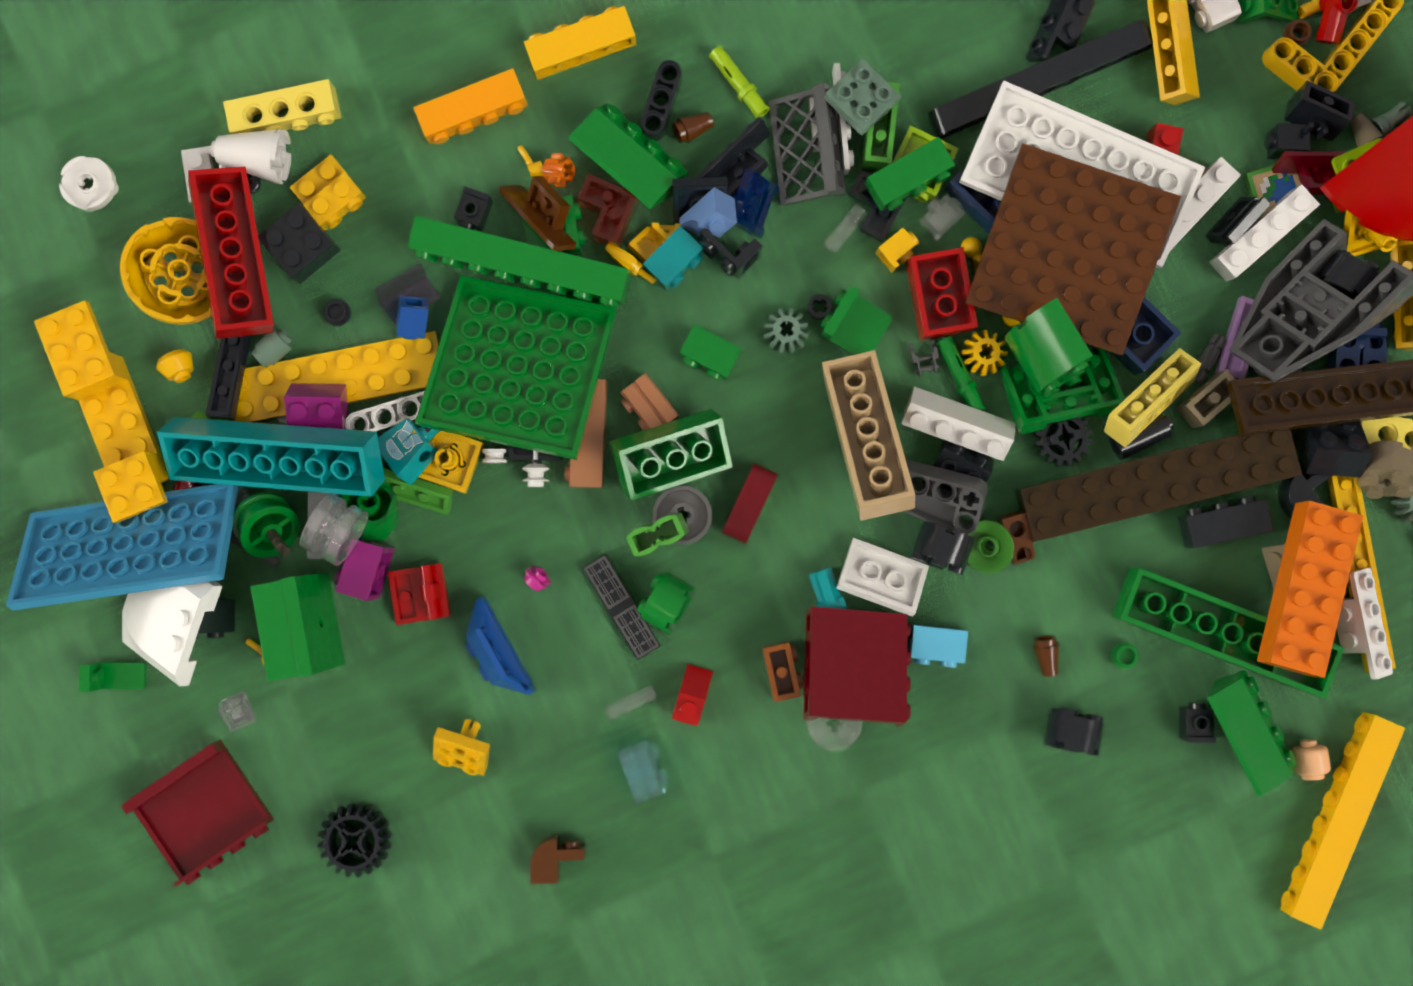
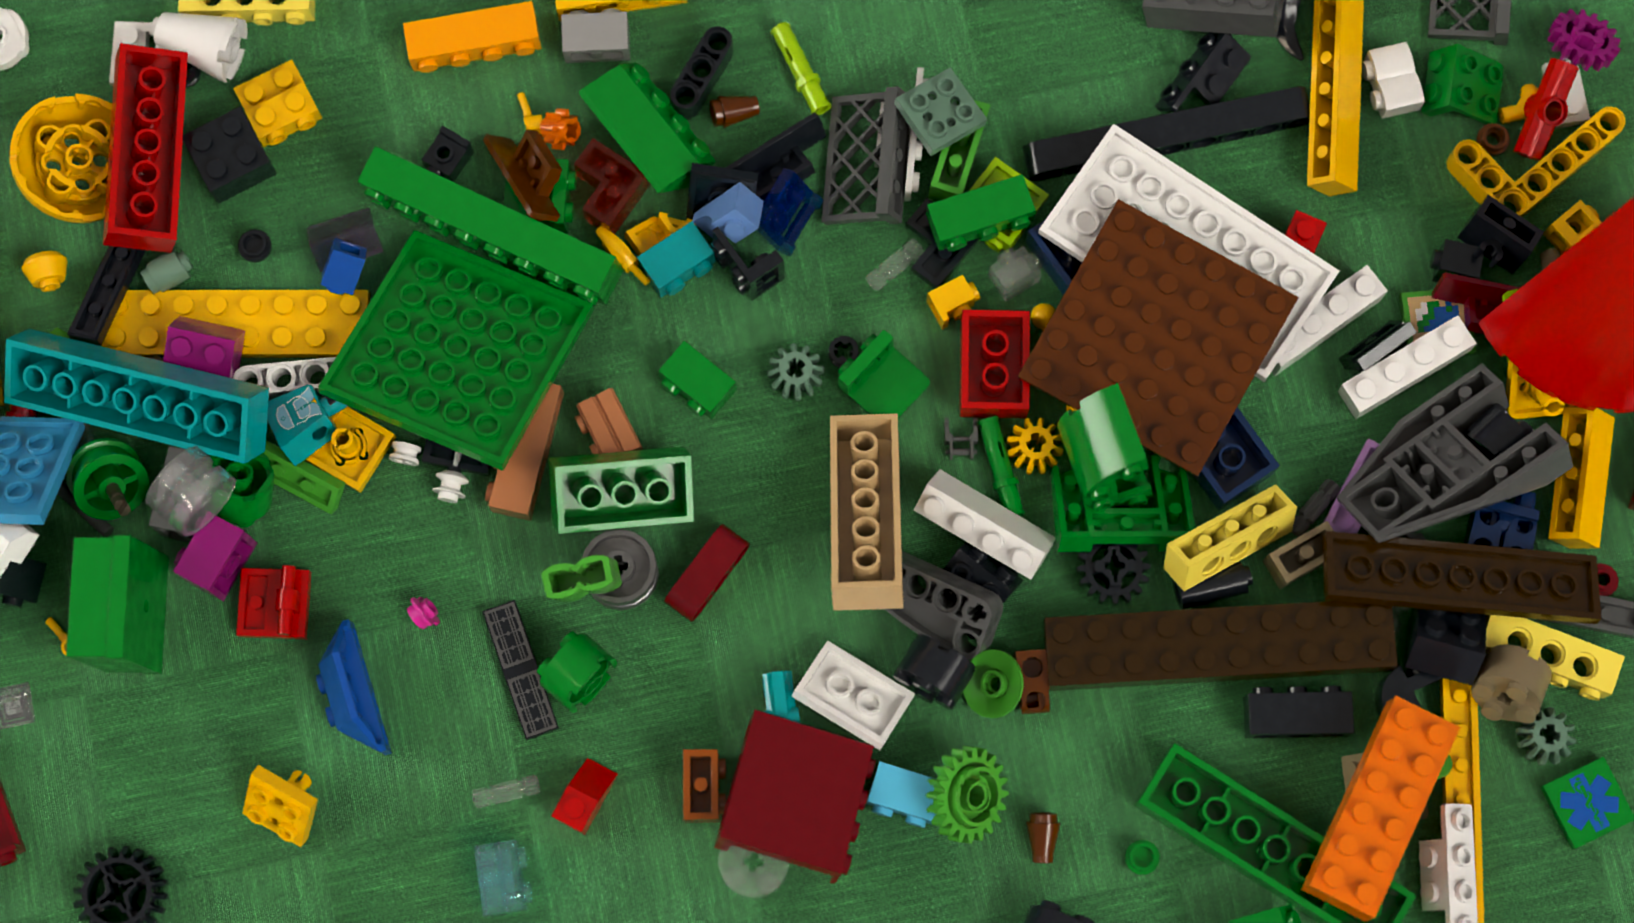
camera: 15 degrees right, 10 degrees down
(570, 87) = (595, 36): none -> light grey brick
(986, 637) = (967, 794): none -> bright green gear
(1374, 94) = (1580, 216): none -> yellow brick

